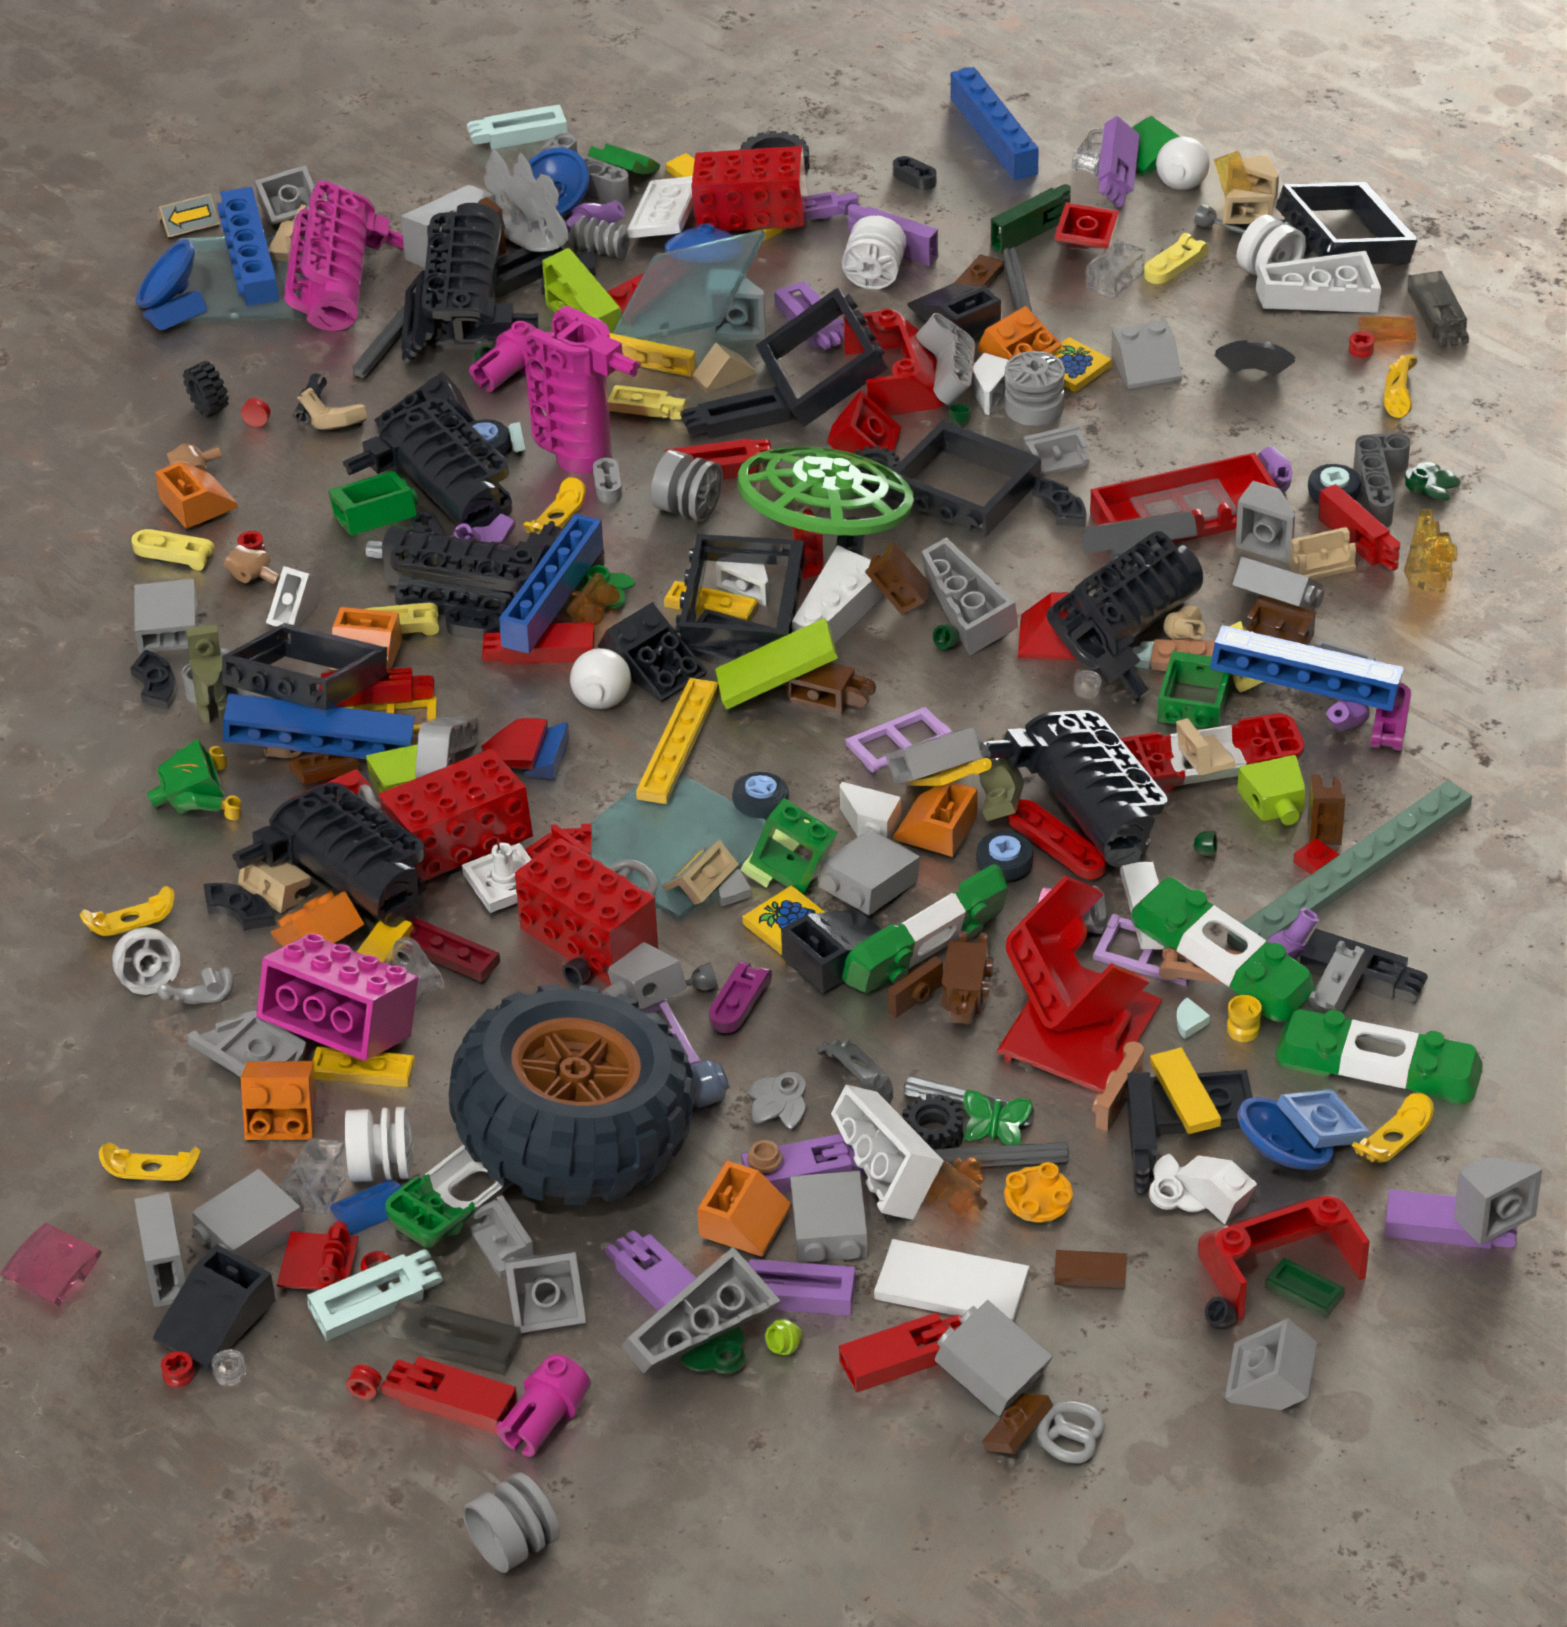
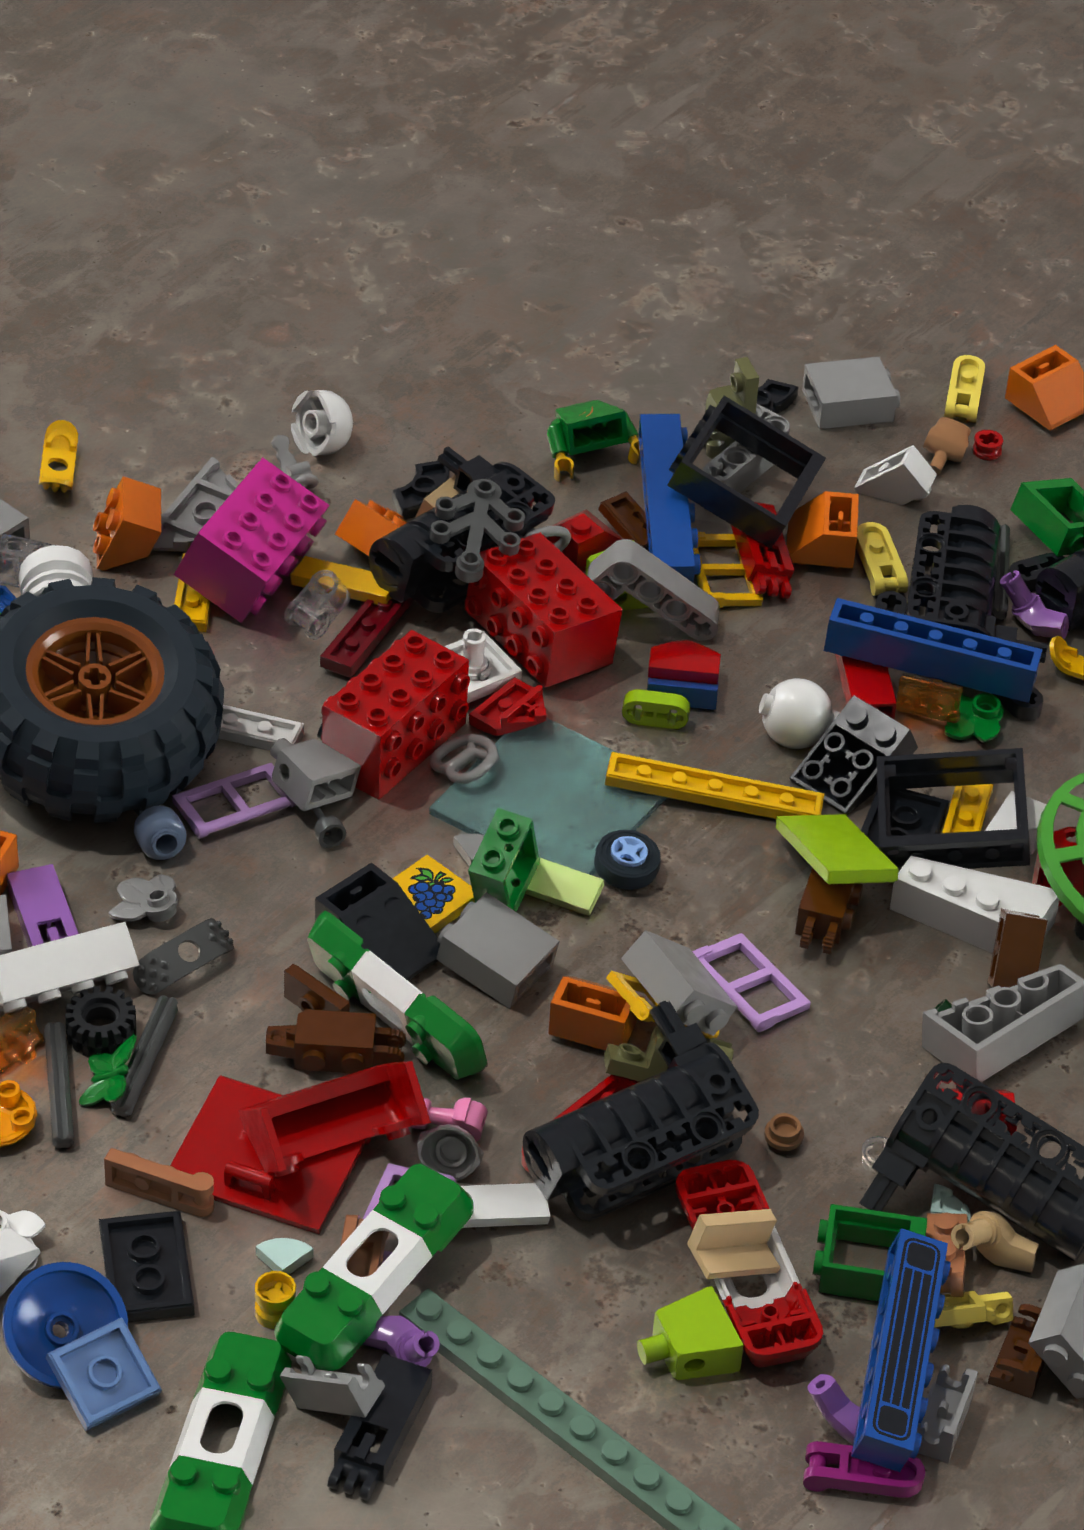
camera: 80 degrees right, 0 degrees up
(150, 912) = (387, 402): yellow piece -> none
(345, 816) = (483, 496): none -> dark grey plant
(576, 766) = (656, 709): none -> lime beam
(703, 871) = (476, 809): tan panel -> none
(738, 997) = (301, 857): magenta plate -> none
(764, 1156) = (35, 873): medium nougat plate -> none
(870, 809) = (602, 948): white slope -> none
(1007, 850) = (547, 1076): black wheel -> none
(1141, 1128) = (81, 1197): black hinge -> none
(1185, 1090) = (147, 1238): yellow tile -> none
(1206, 843) = (597, 1274): dark green hinge -> none
(1314, 856) = (583, 1384): red plate -> none
(1325, 811) = (638, 1372): reddish brown hinge -> none
(1409, 1121) = (63, 1434): yellow piece -> none

